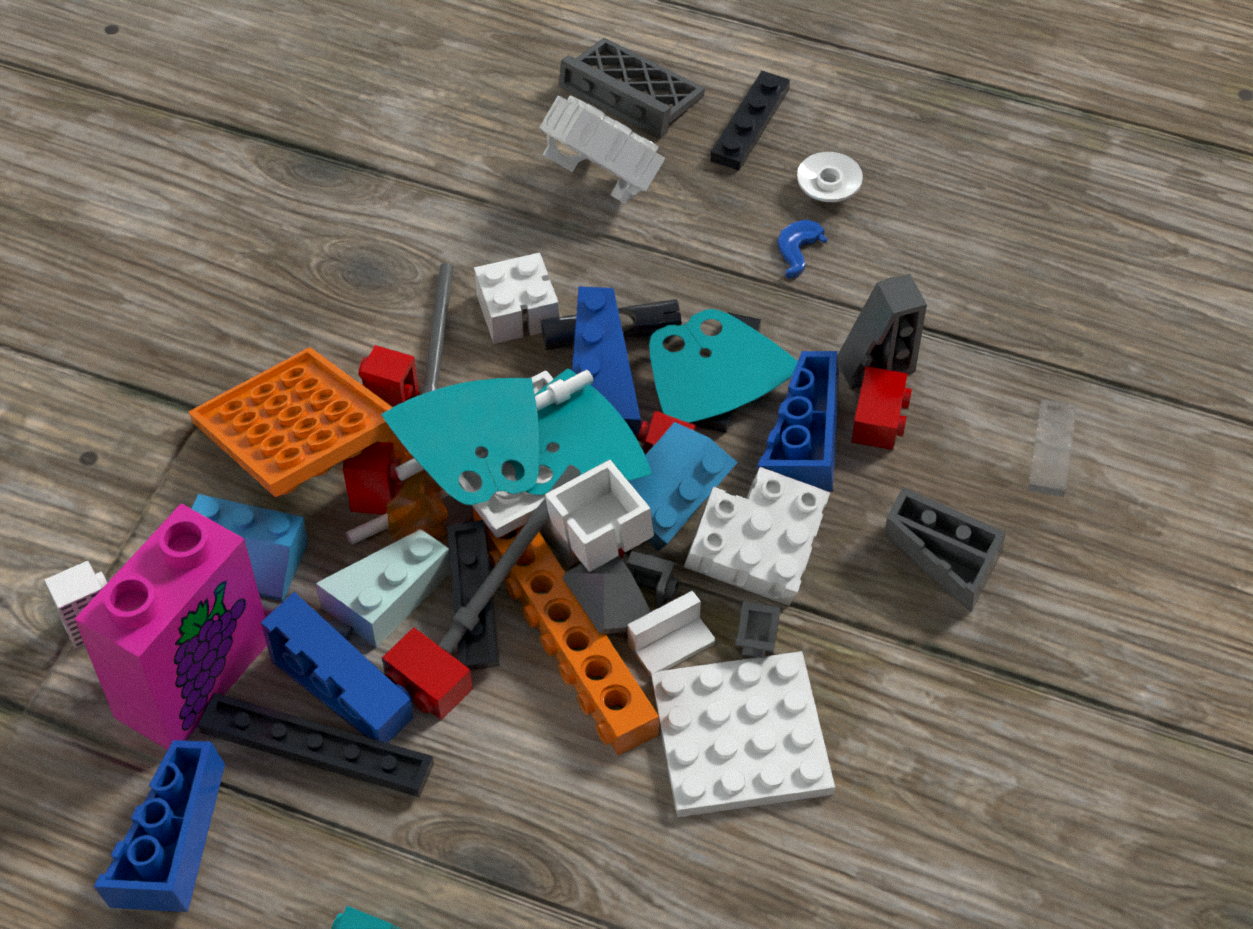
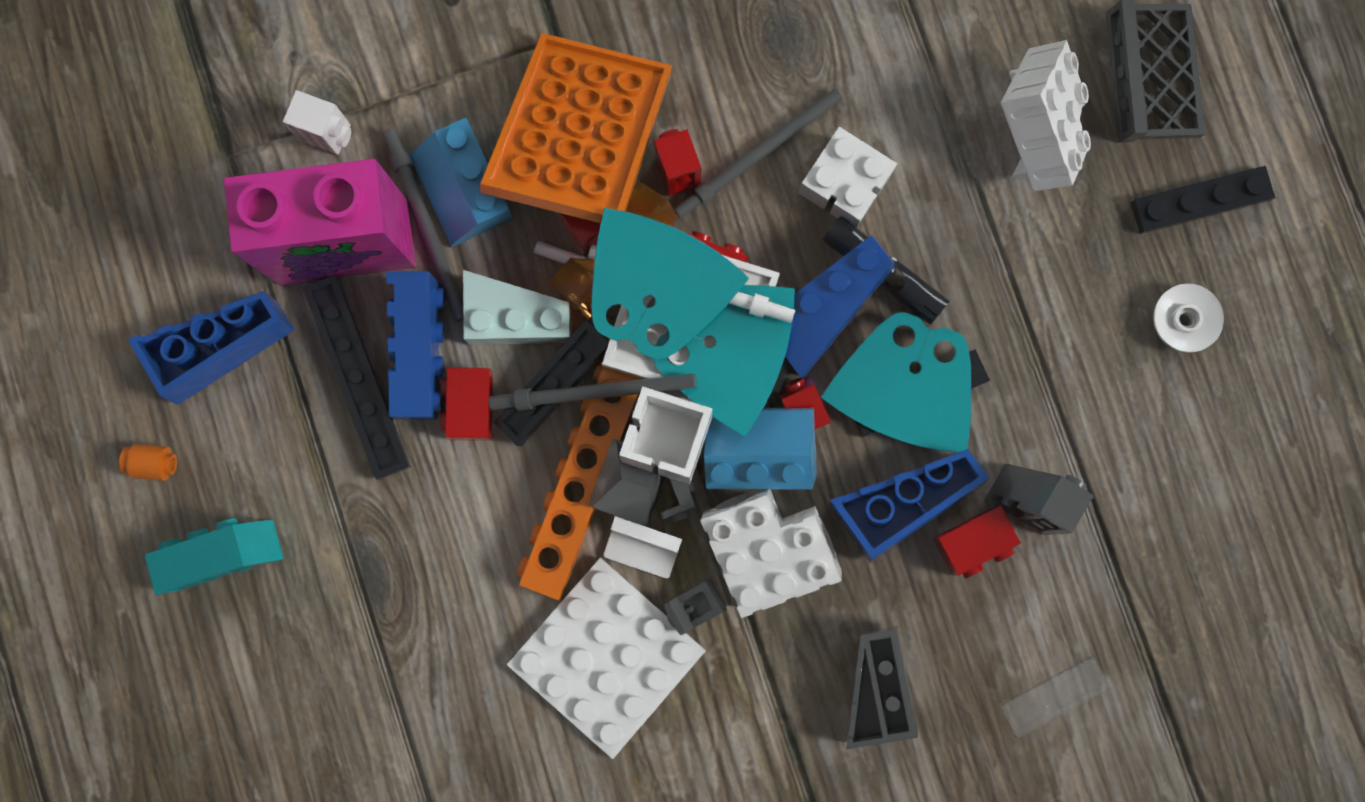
camera: 50 degrees right, 30 degrees up
(795, 236) = (1100, 335): blue piece -> none

